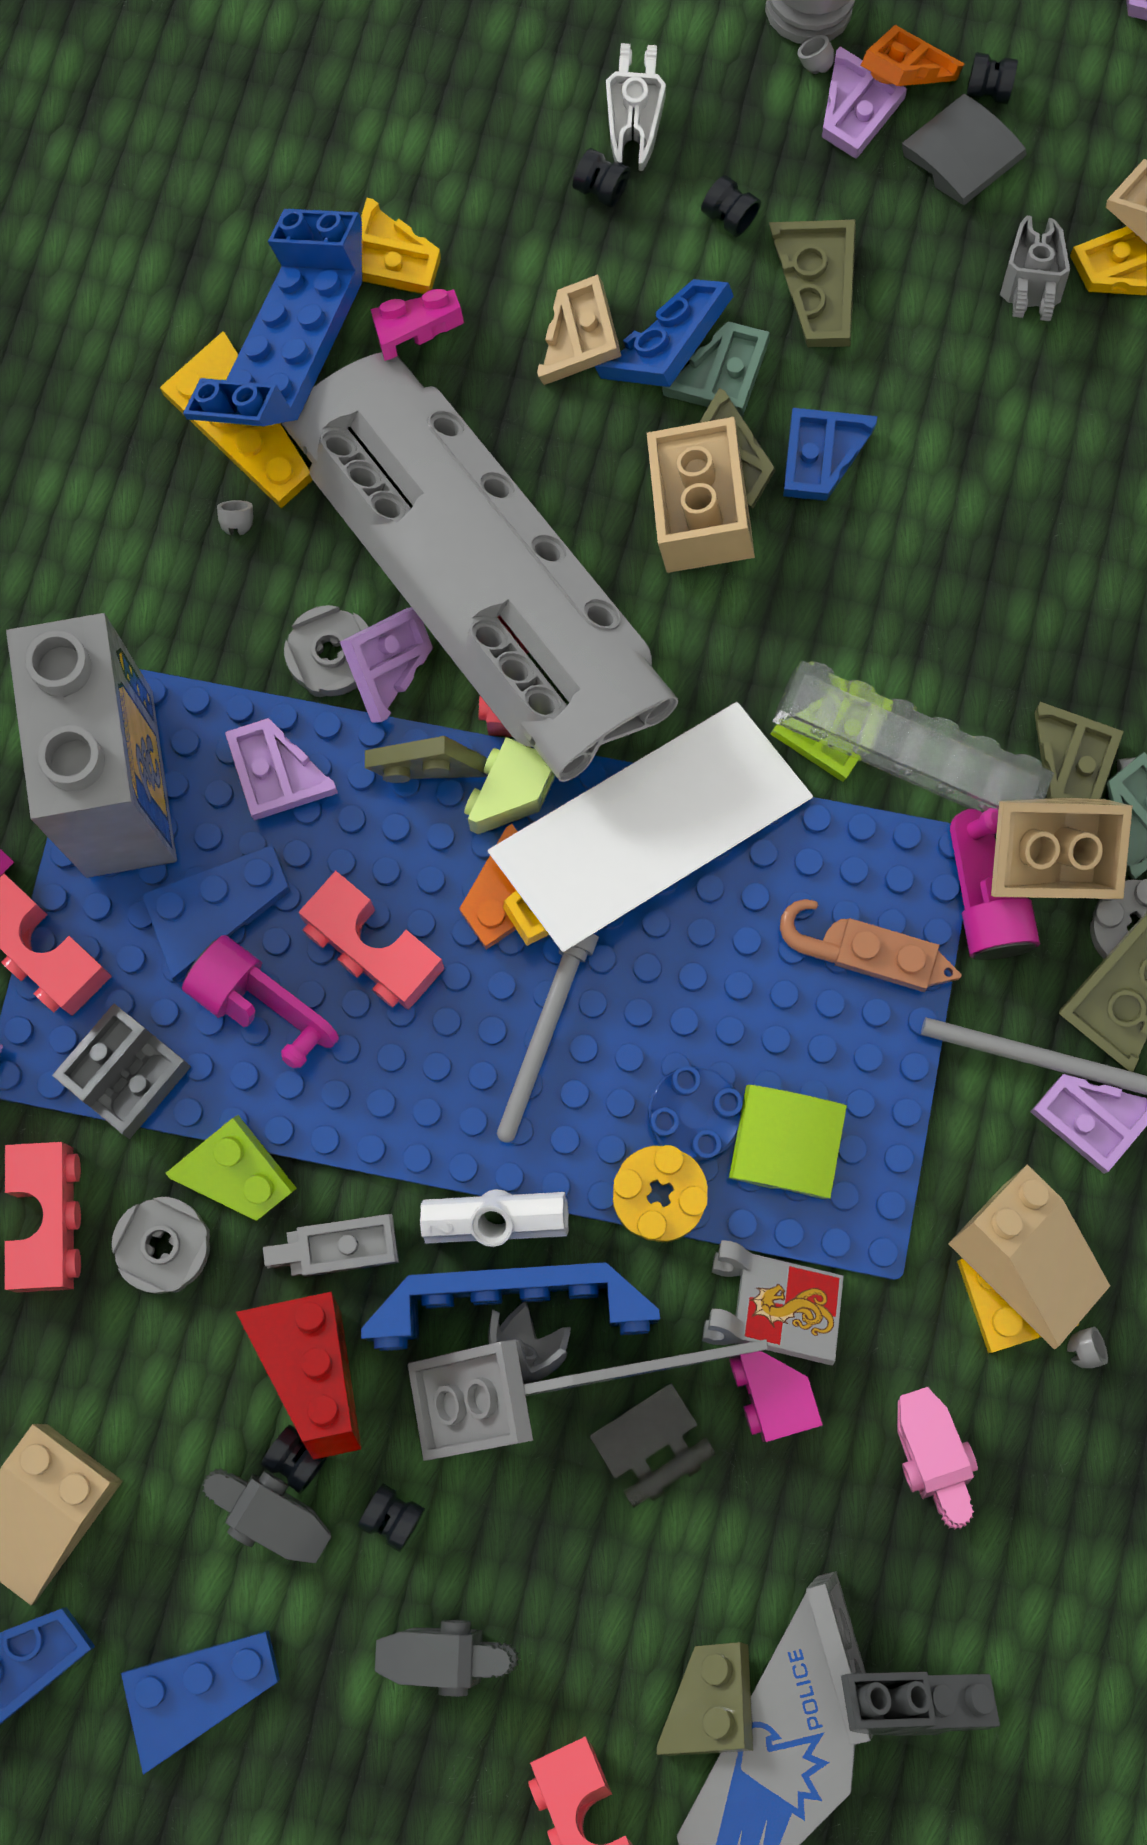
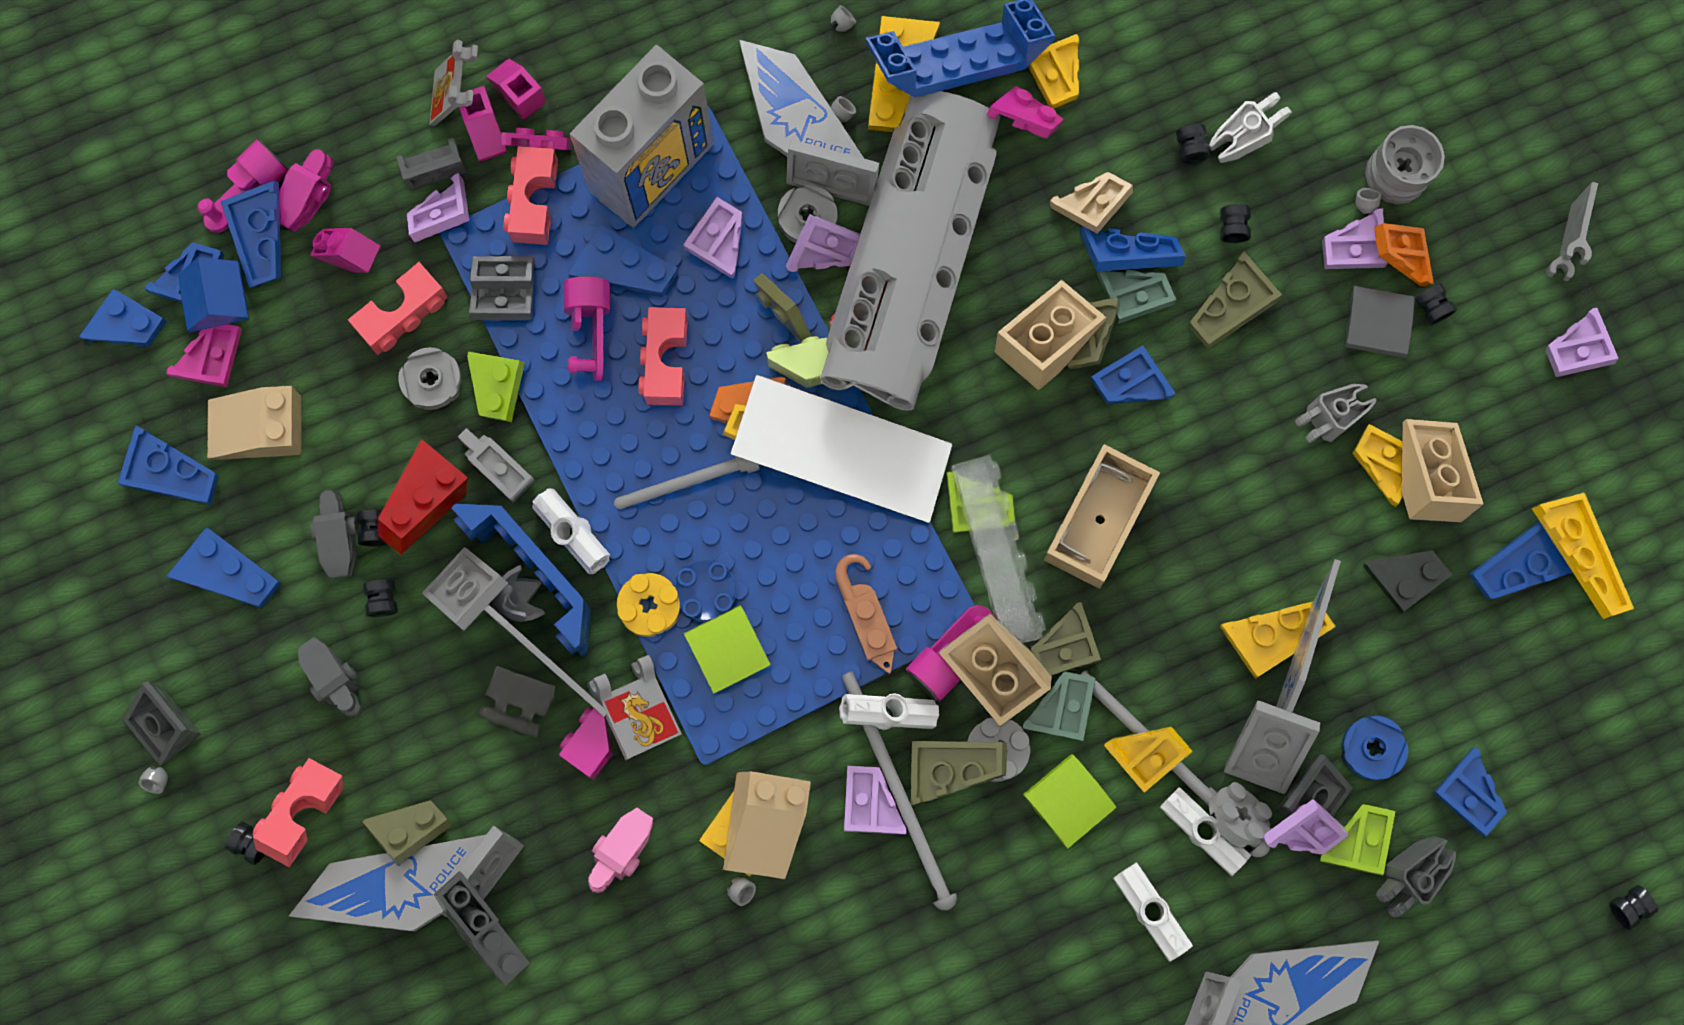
camera: 50 degrees right, 0 degrees up
(125, 430) = (843, 18): none -> light grey hinge
(223, 571) = (805, 127): none -> light grey piece
(947, 563) = (1114, 490): none -> tan piece
(1009, 1011) = (905, 711): none -> white piece

